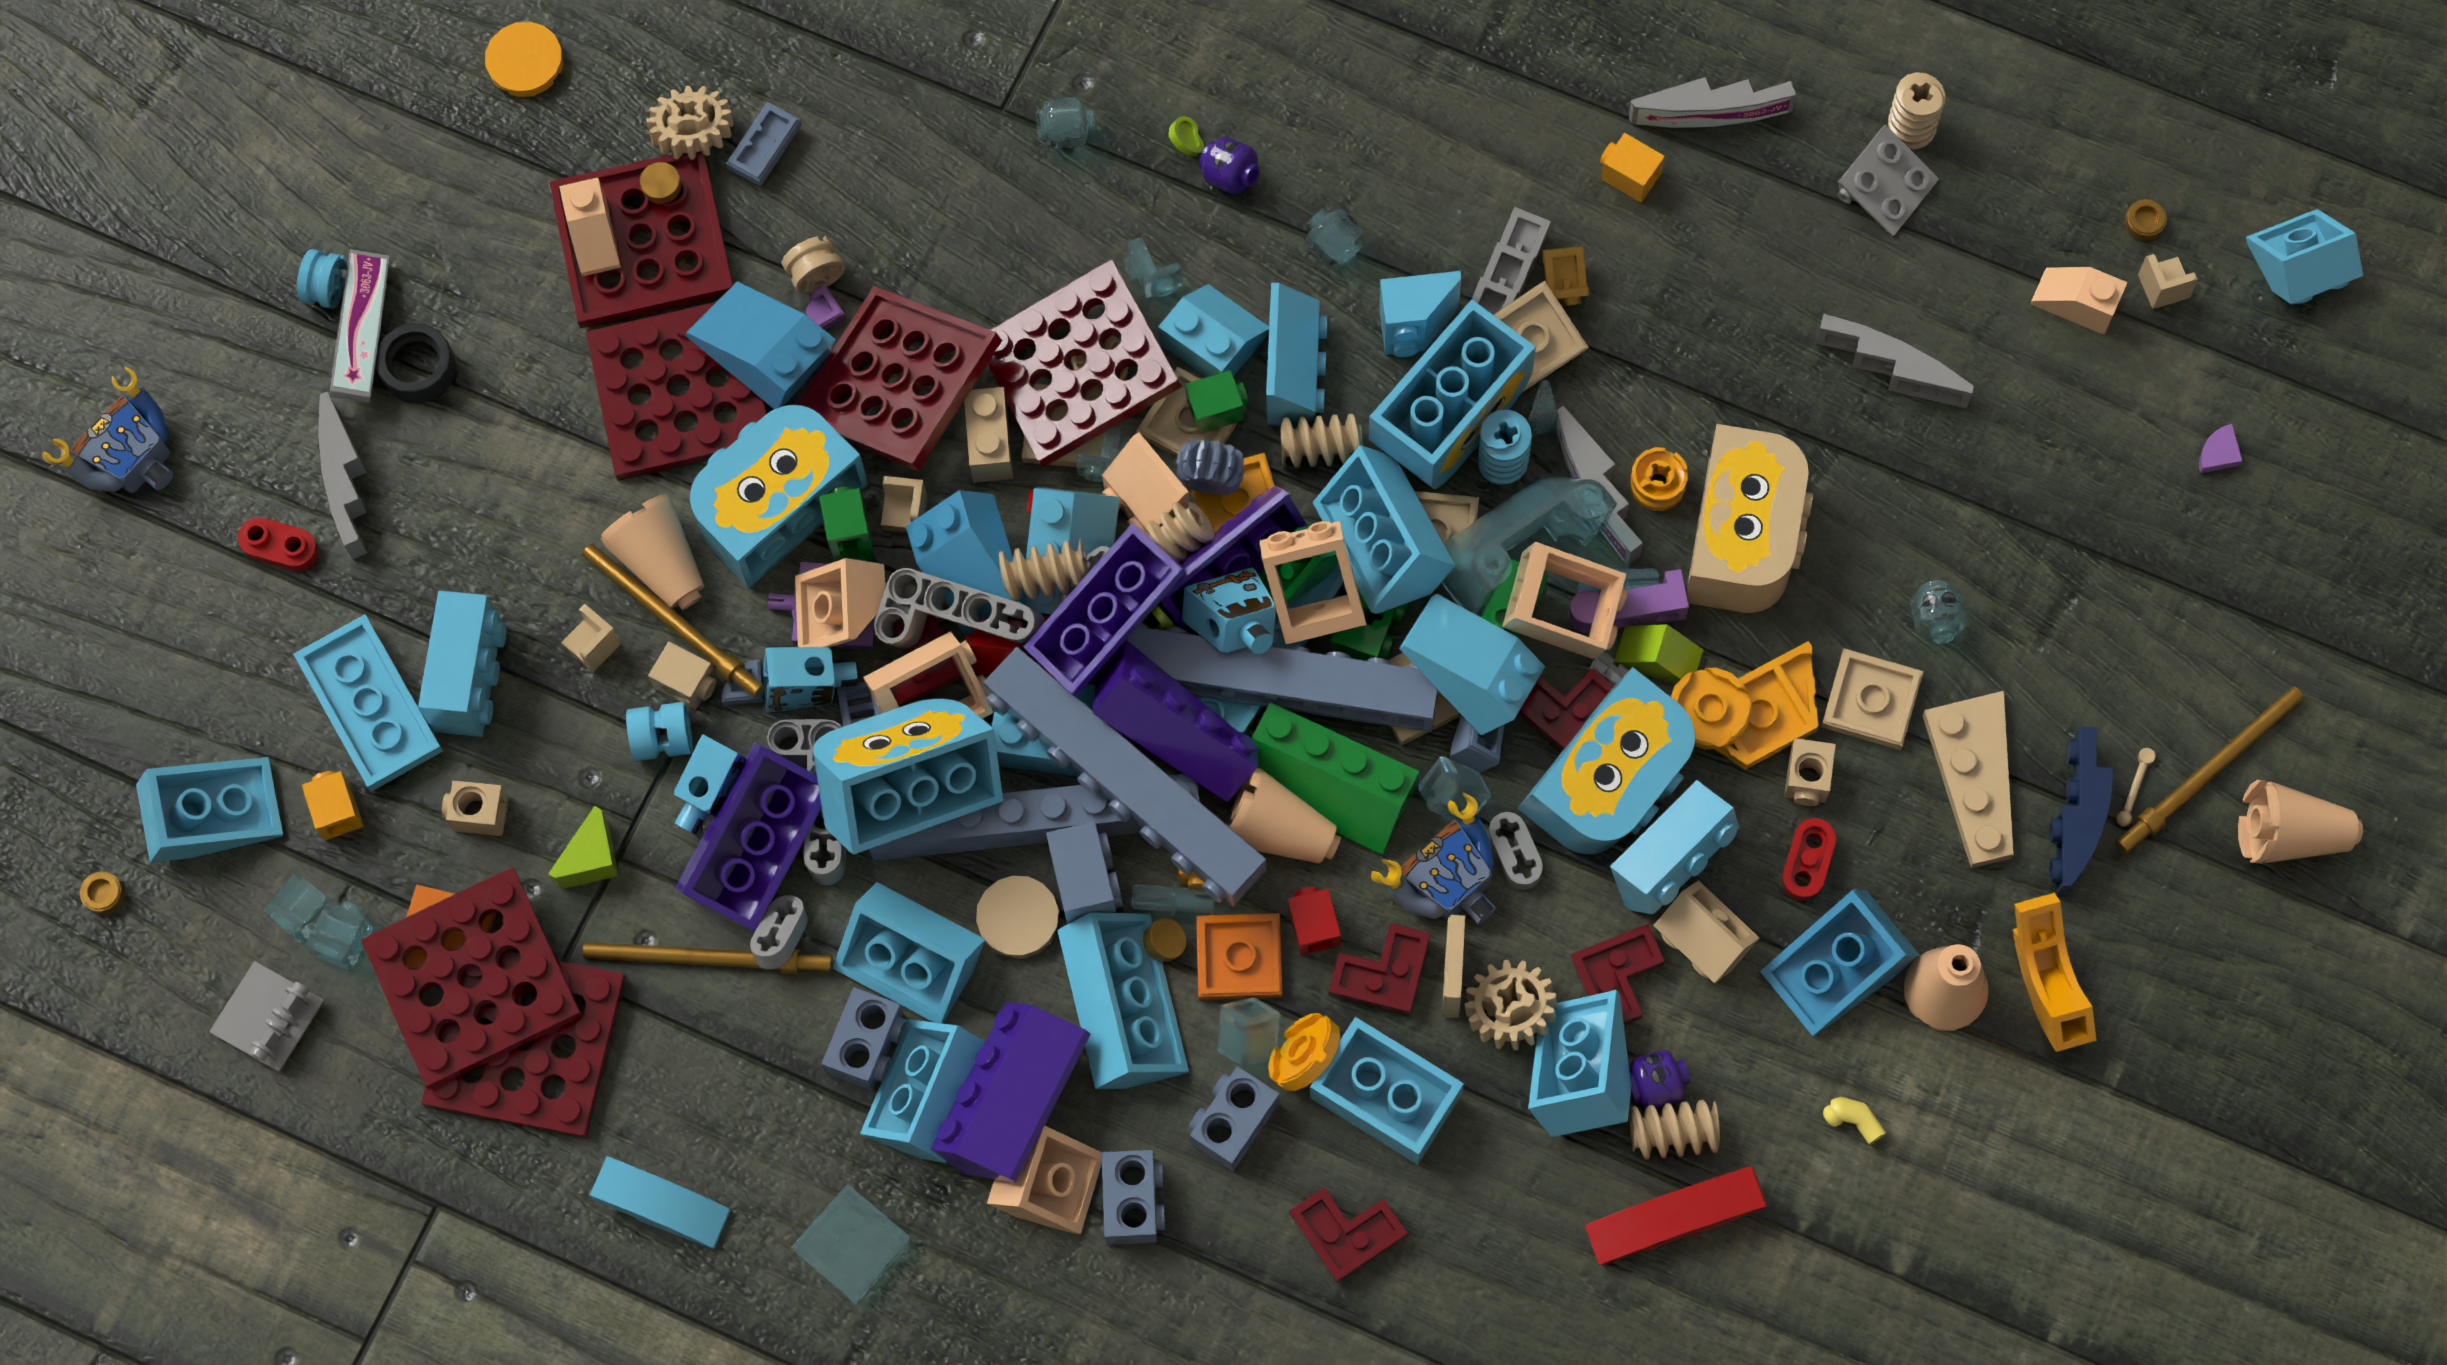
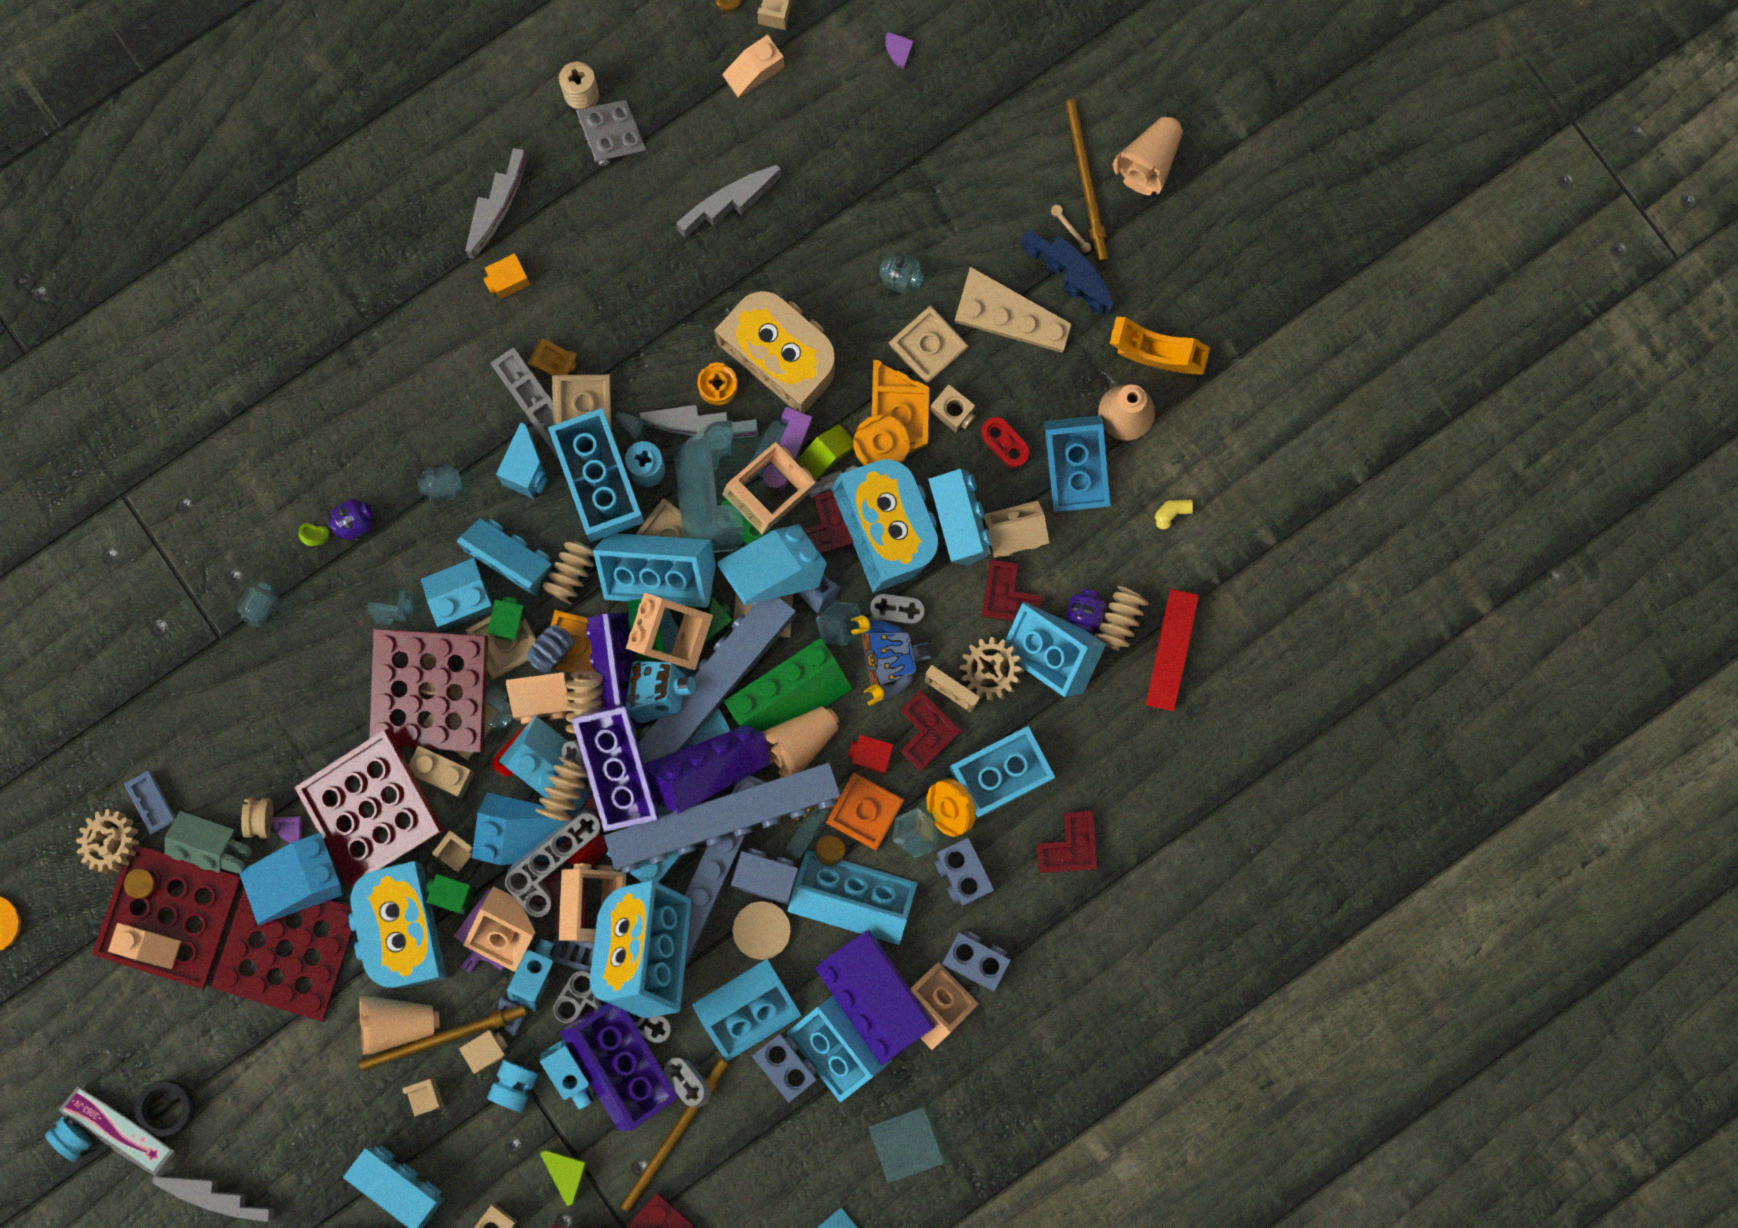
camera: 65 degrees left, 10 degrees up
(748, 225) = (205, 844): none -> sand green hinge

